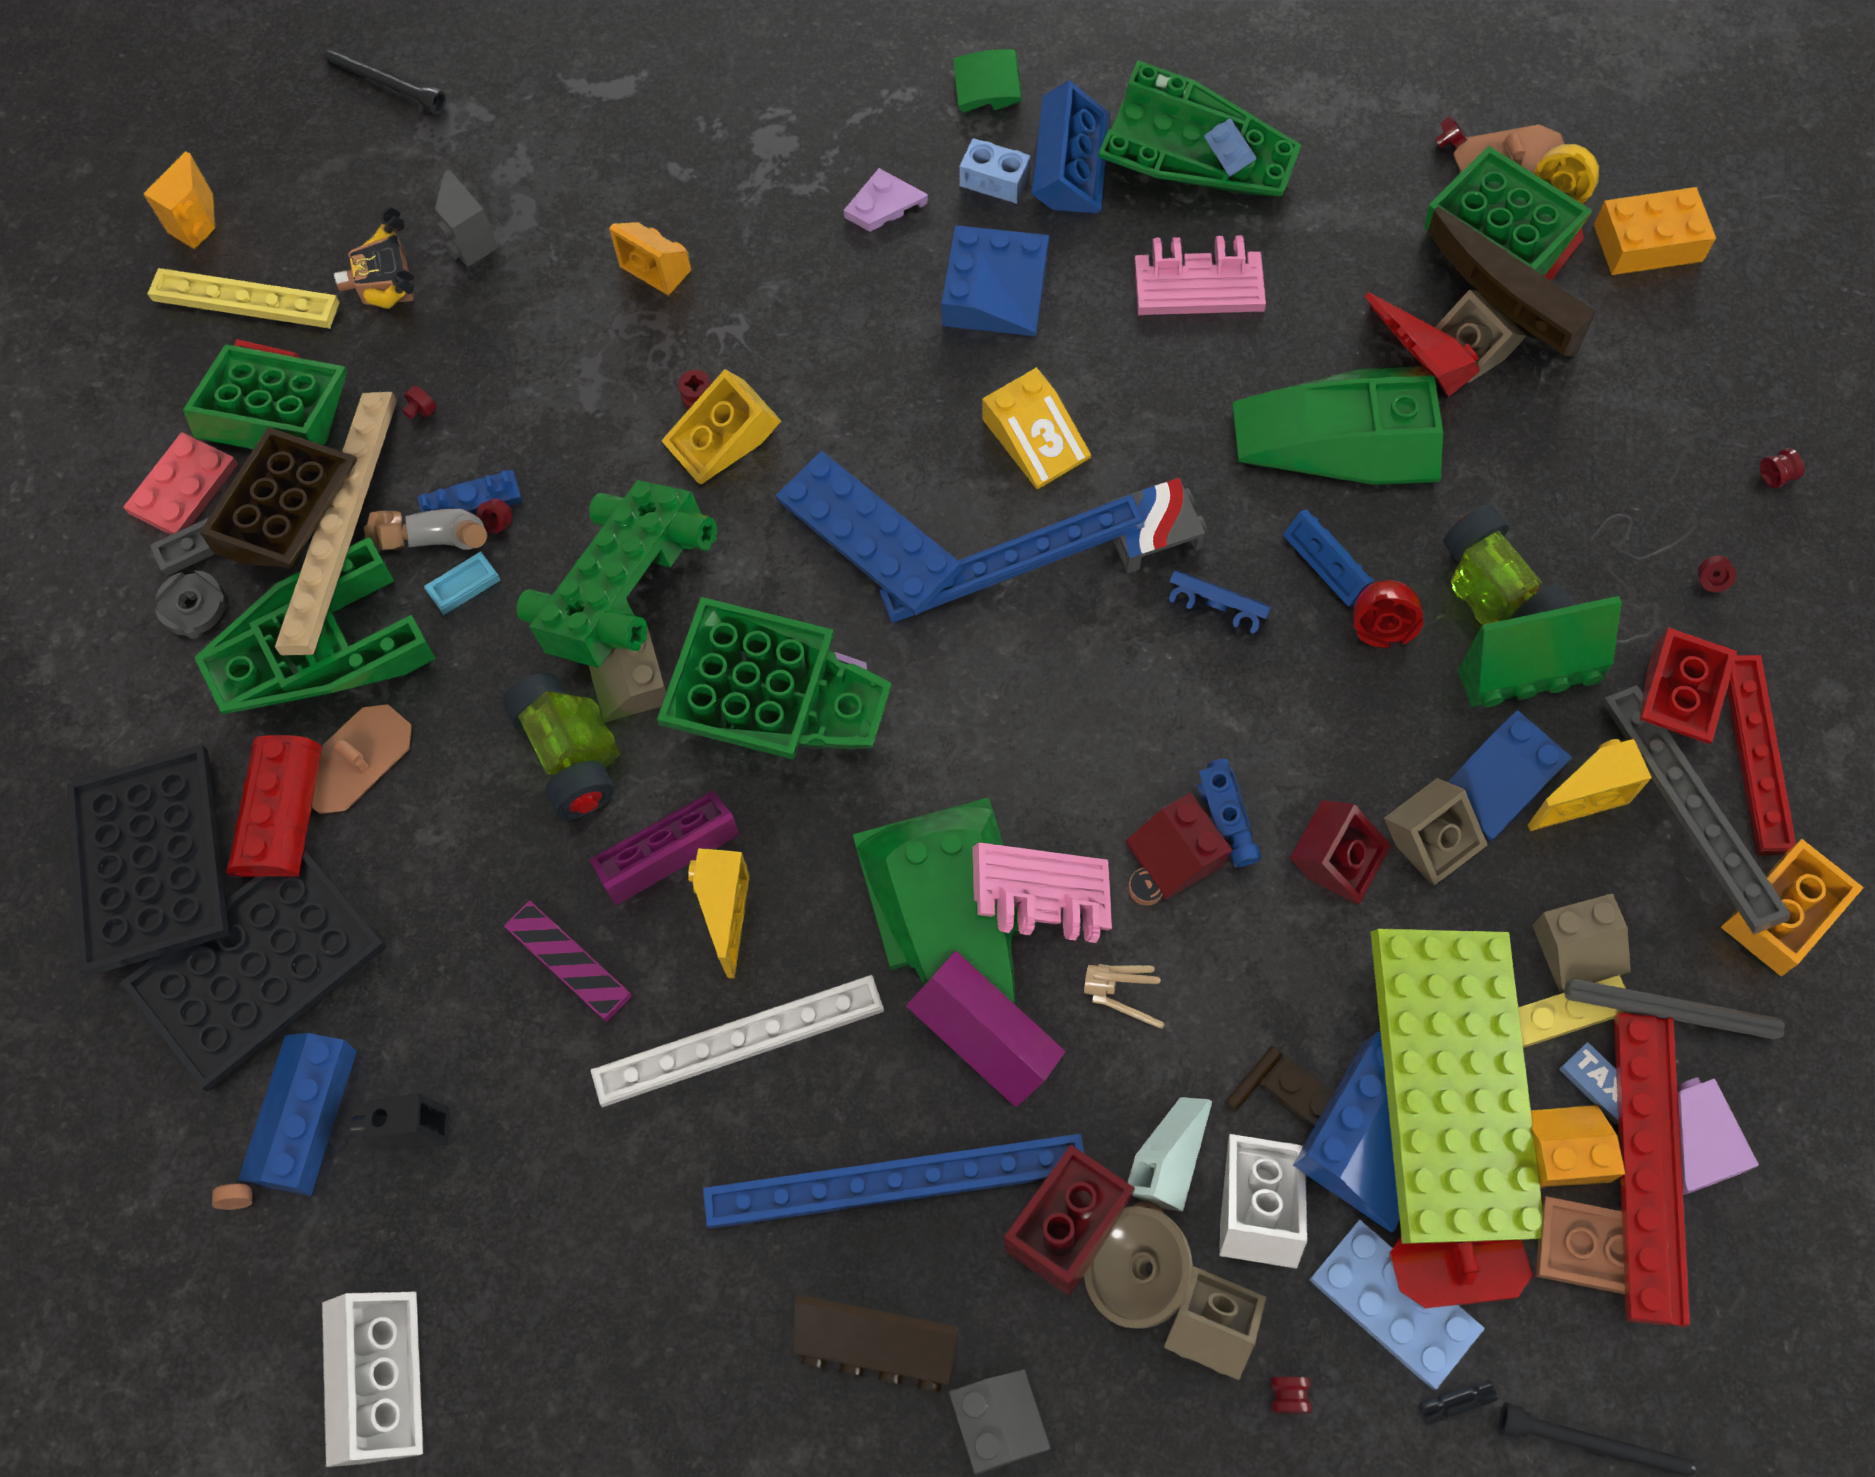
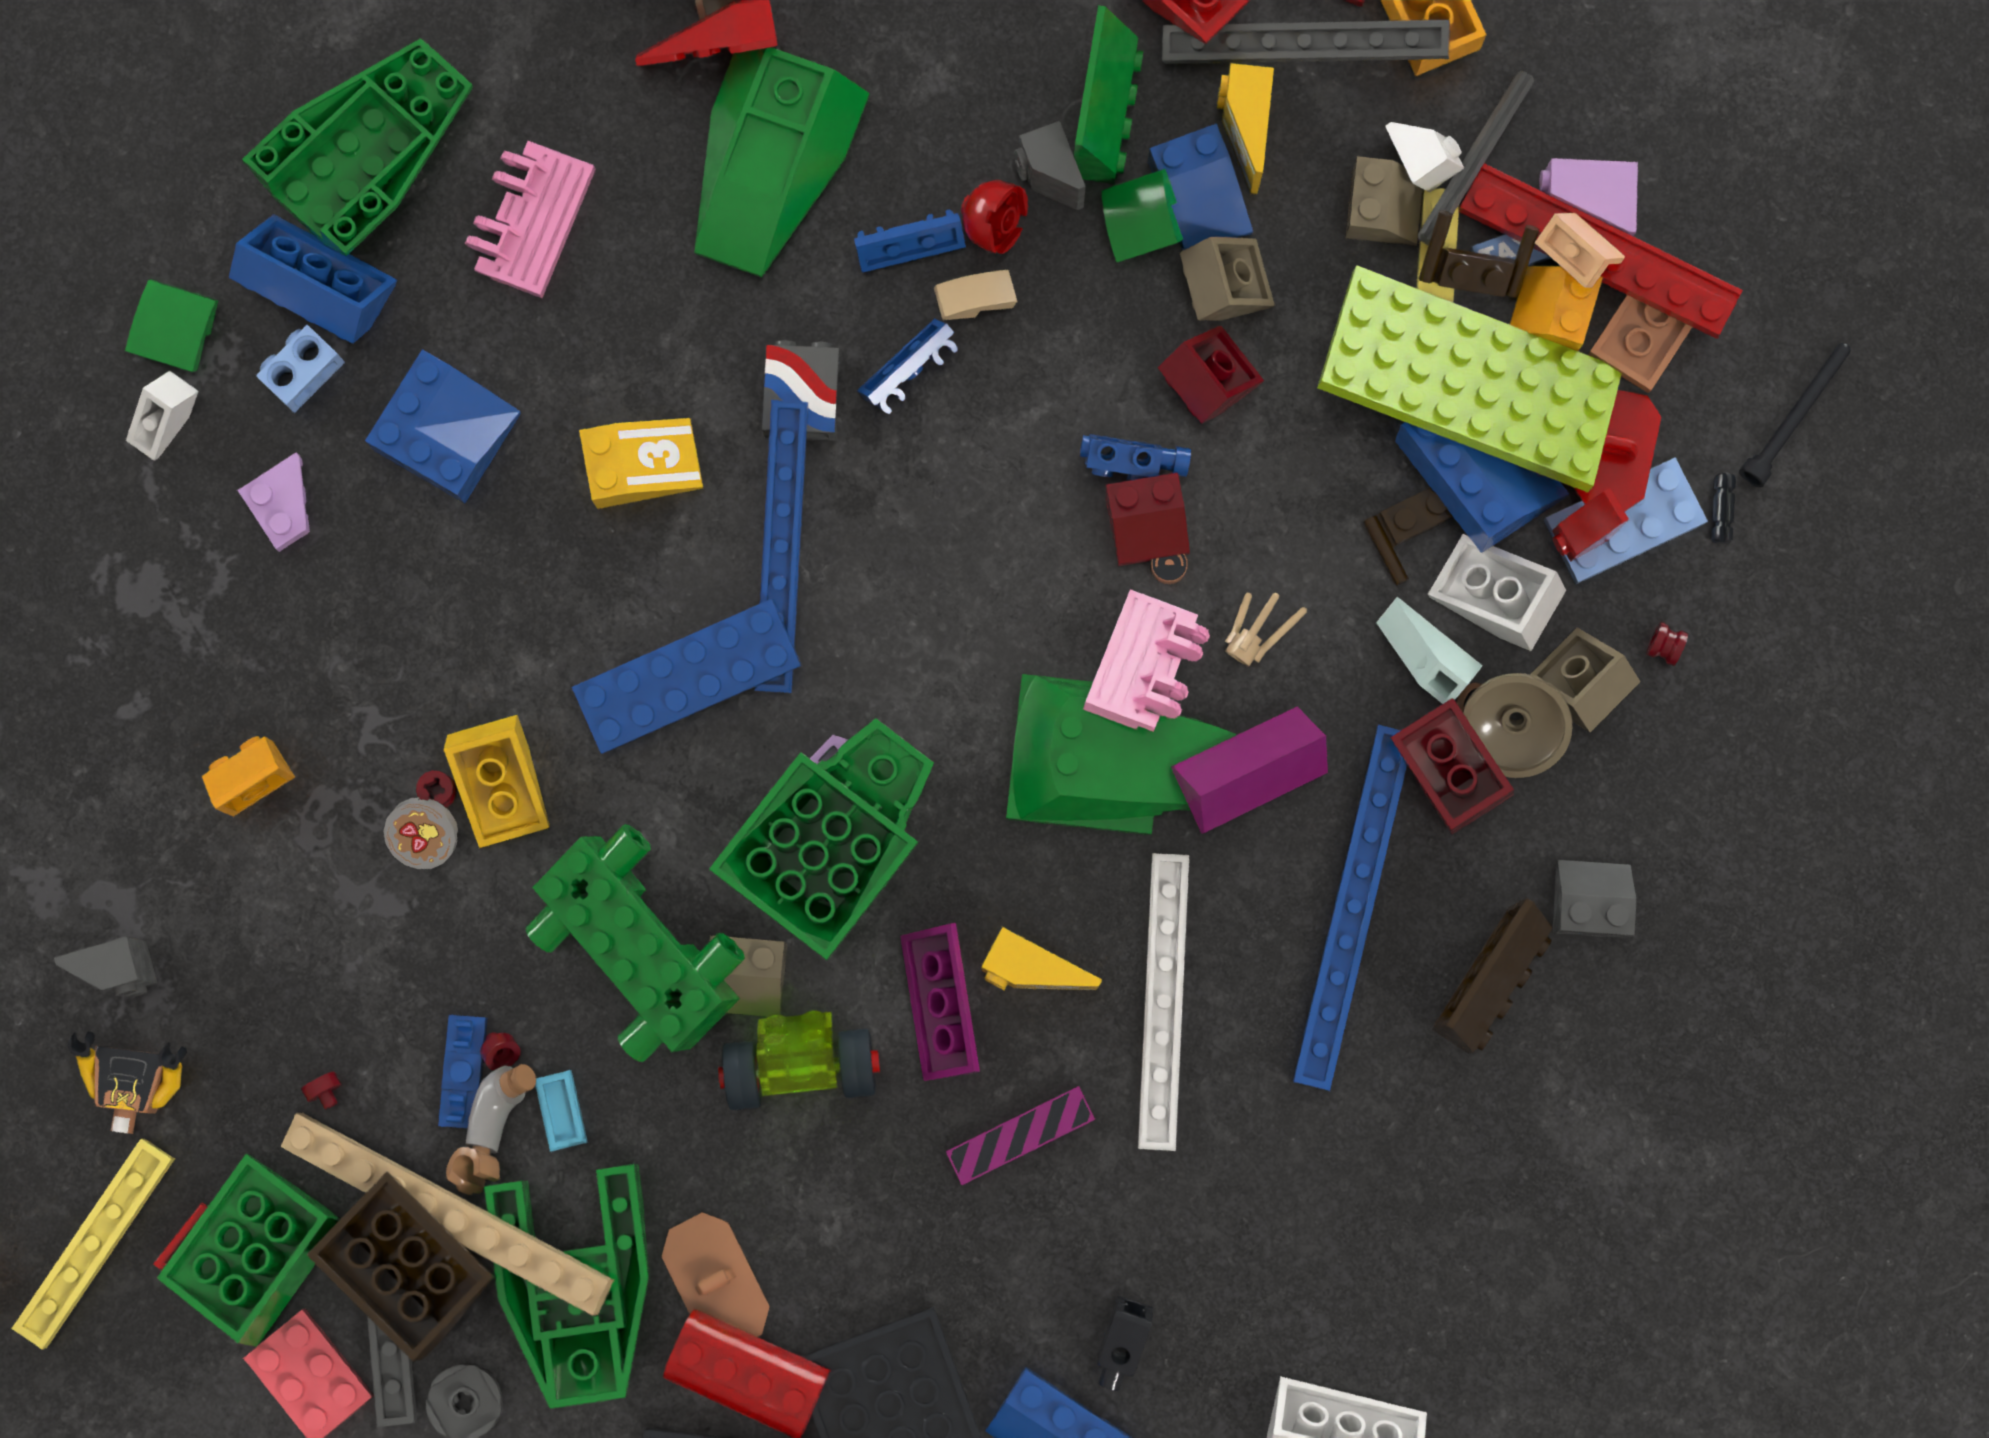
camera: 70 degrees left, 15 degrees up
(654, 390) = (421, 833): none -> tile
(915, 96) = (161, 414): none -> white slope
(1230, 147) = (397, 114): medium blue plate -> none
(1314, 630) = (975, 293): none -> tan slope
(1366, 1253) = (1589, 526): none -> red slope
(1452, 730) = (1141, 215): none -> green slope
(1454, 634) = (1050, 166): none -> dark grey slope
(1493, 574) = (1008, 97): clear neon green brick -> none
(1565, 1050) = (1475, 270): none -> dark brown plate
(1640, 1134) = (1578, 248): none -> light nougat panel
(1649, 958) = (1426, 154): none -> white slope

